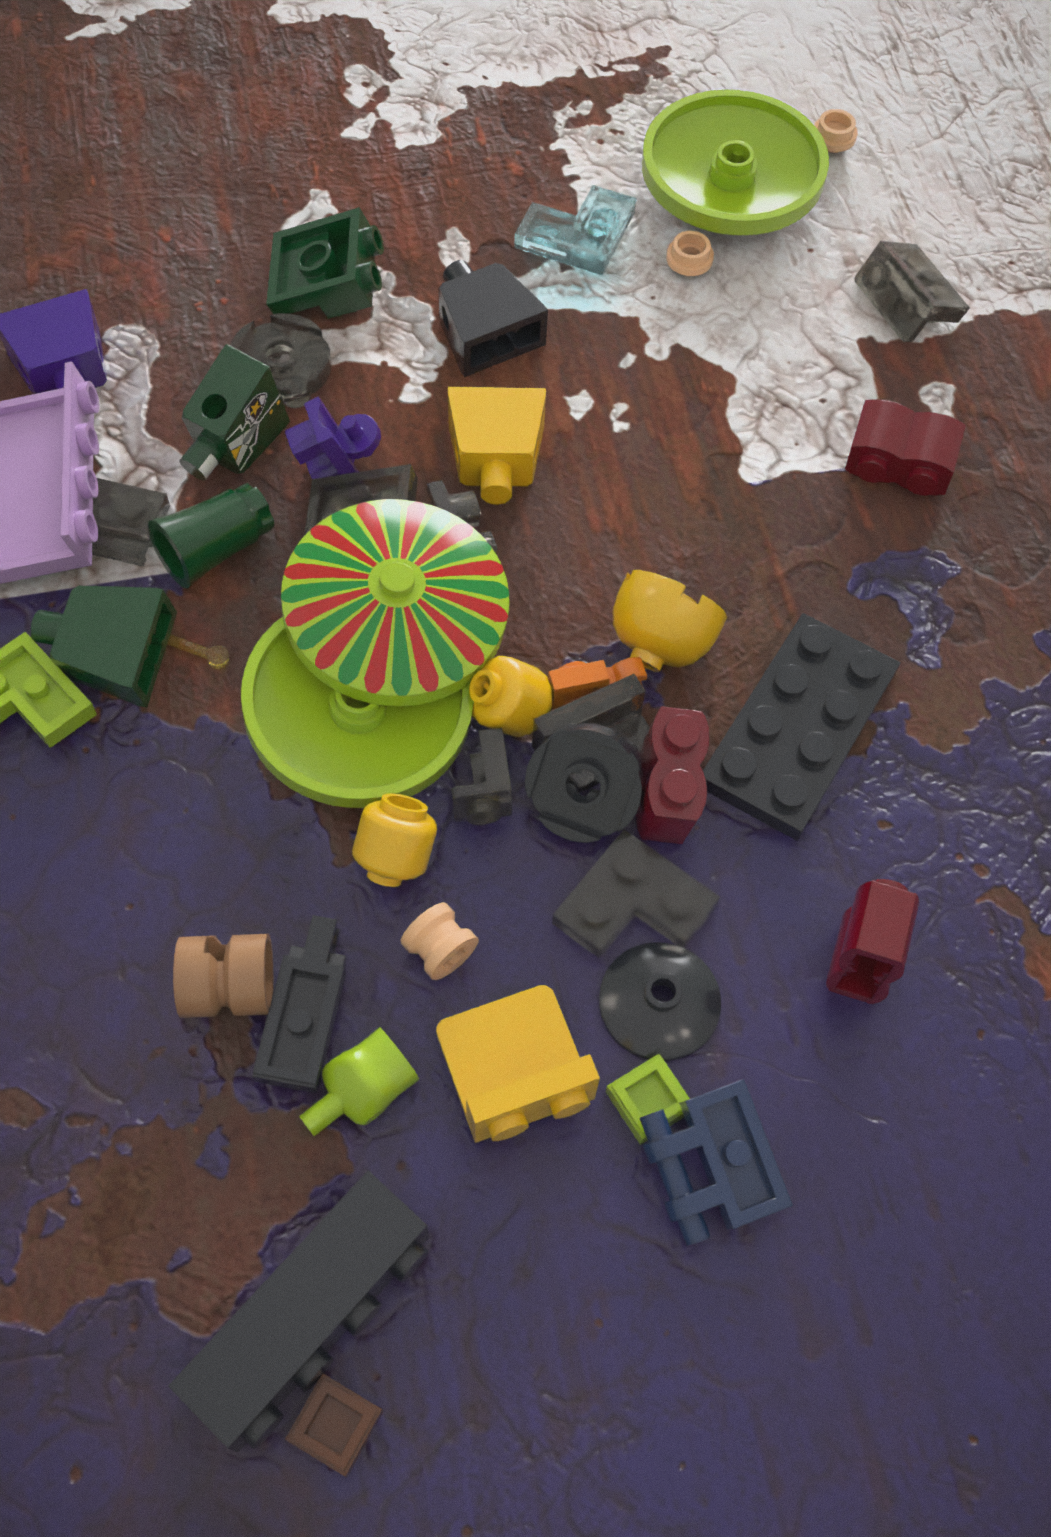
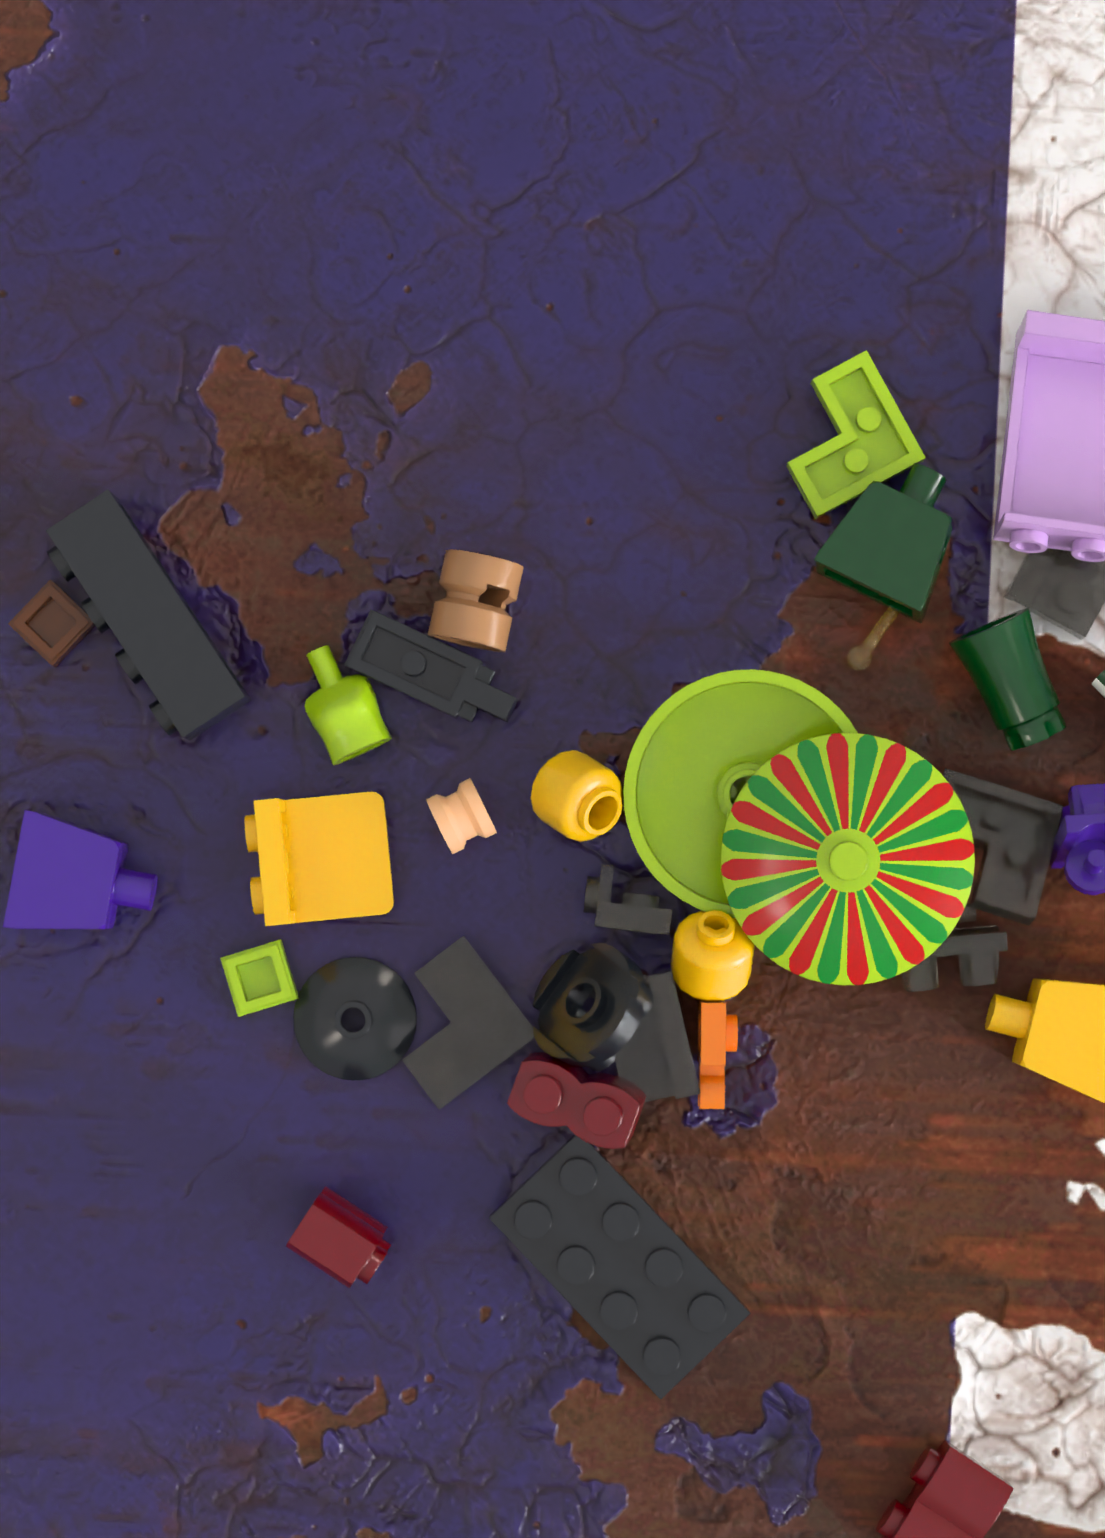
camera: 110 degrees right, 25 degrees up
(607, 1316) = (71, 877): none -> dark purple torso
(663, 622) = (764, 1149): yellow cylinder -> none
(734, 1157) = (181, 1036): dark blue plate -> none

